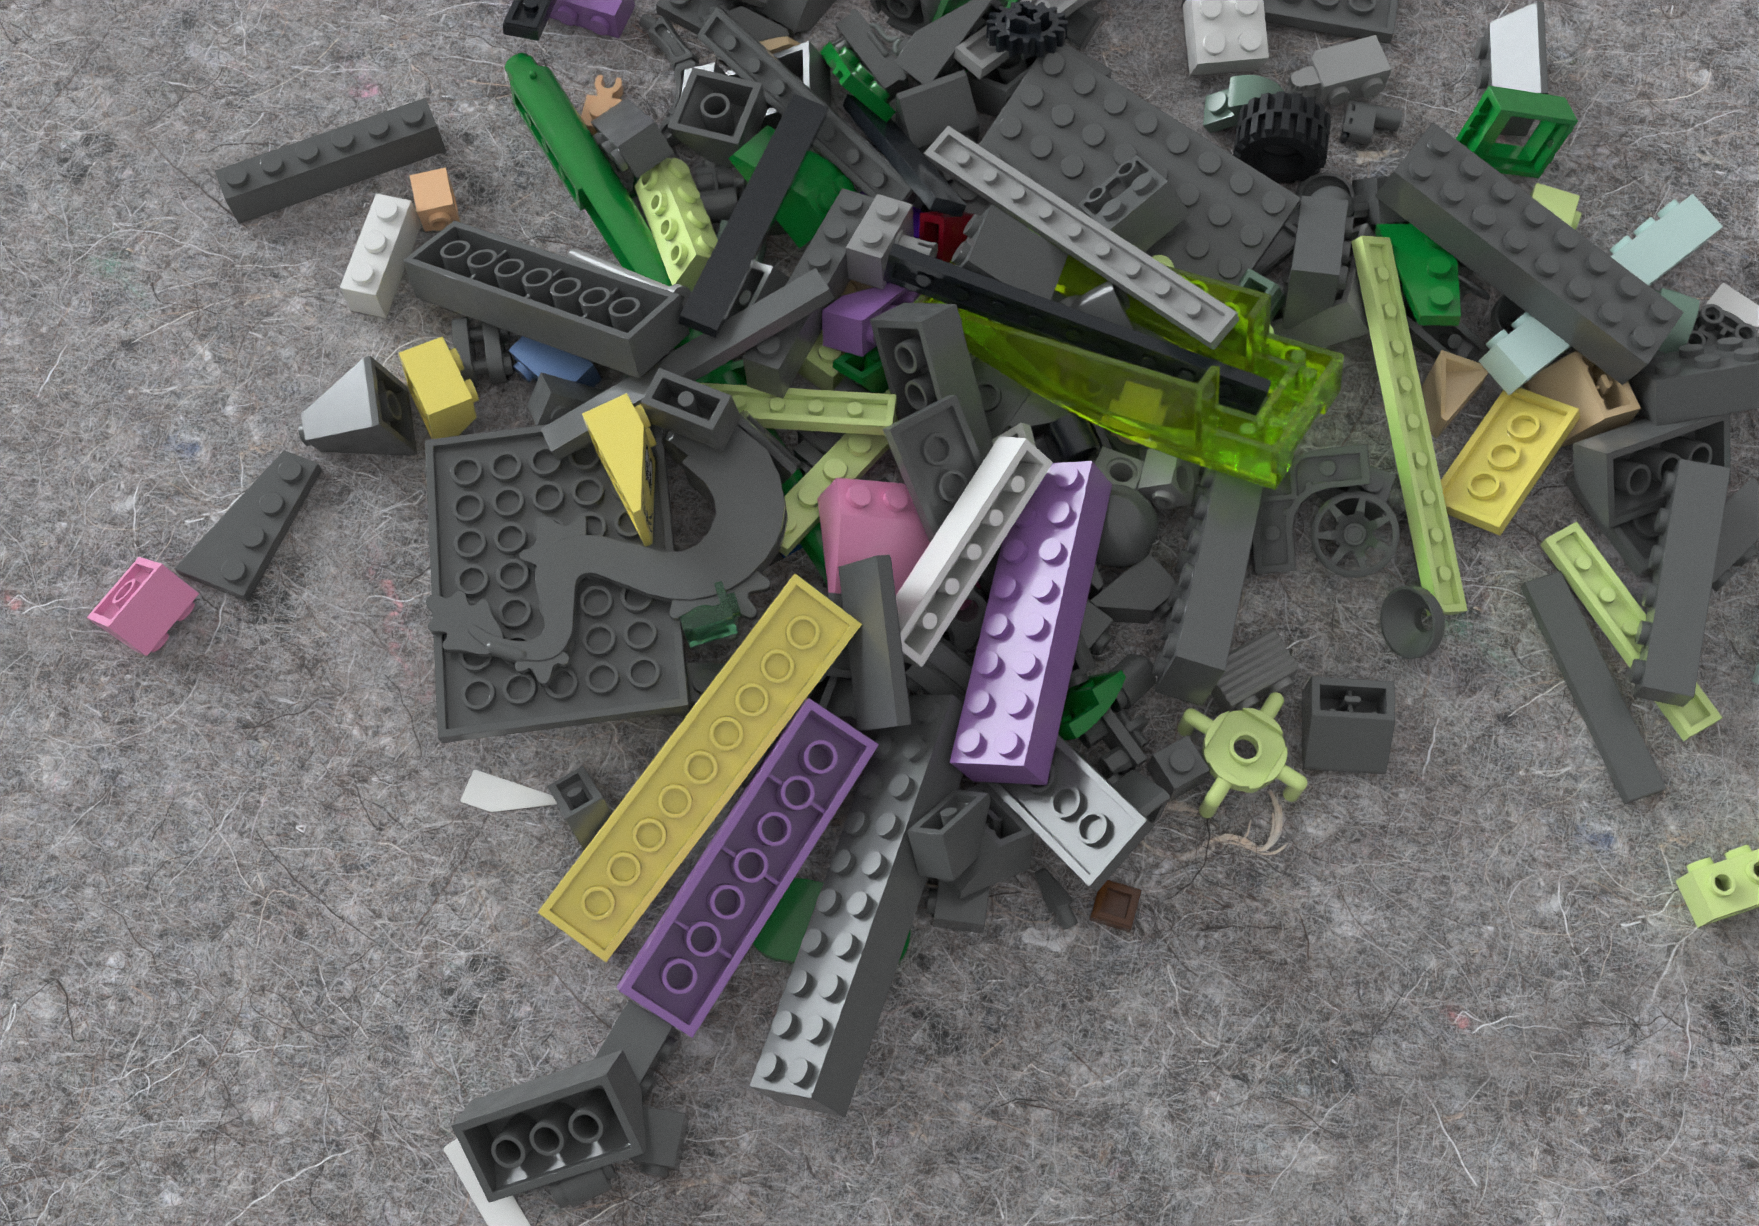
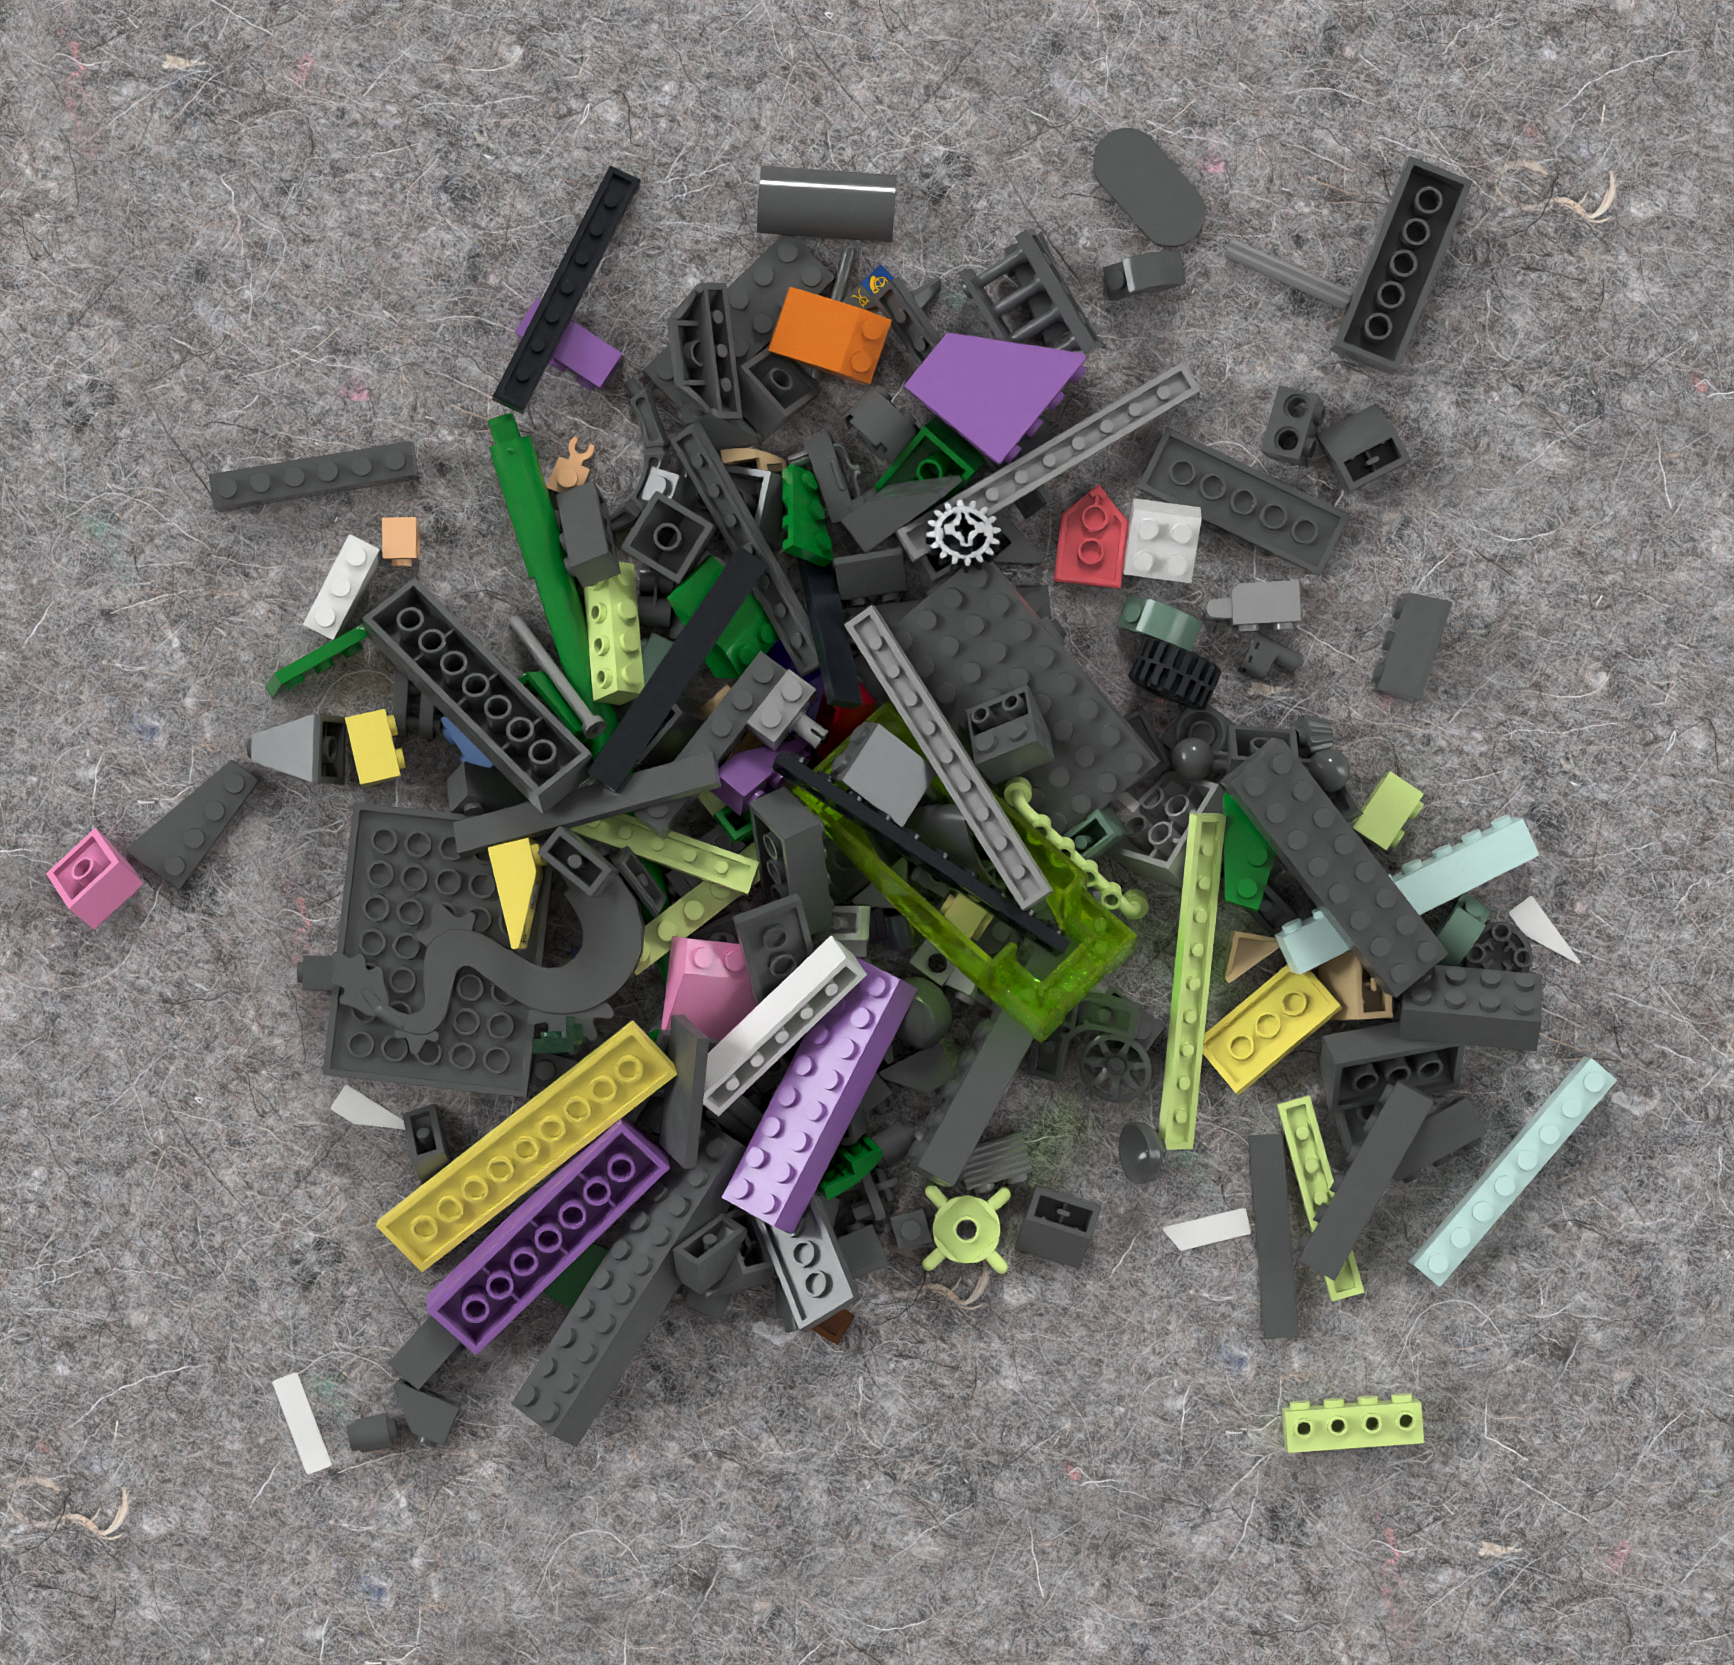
camera: 15 degrees right, 20 degrees up
(357, 329) = (317, 661): none -> green wing
(415, 646) = (315, 972): none -> dark grey brick
(553, 1126) = (358, 1395): dark grey slope -> none
(1154, 60) = (1091, 542): none -> coral tile
(1317, 258) = (1159, 815): dark grey slope -> none
(1493, 114) = (1384, 722): green window -> none
(1516, 698) = (1209, 1229): none -> white sticker

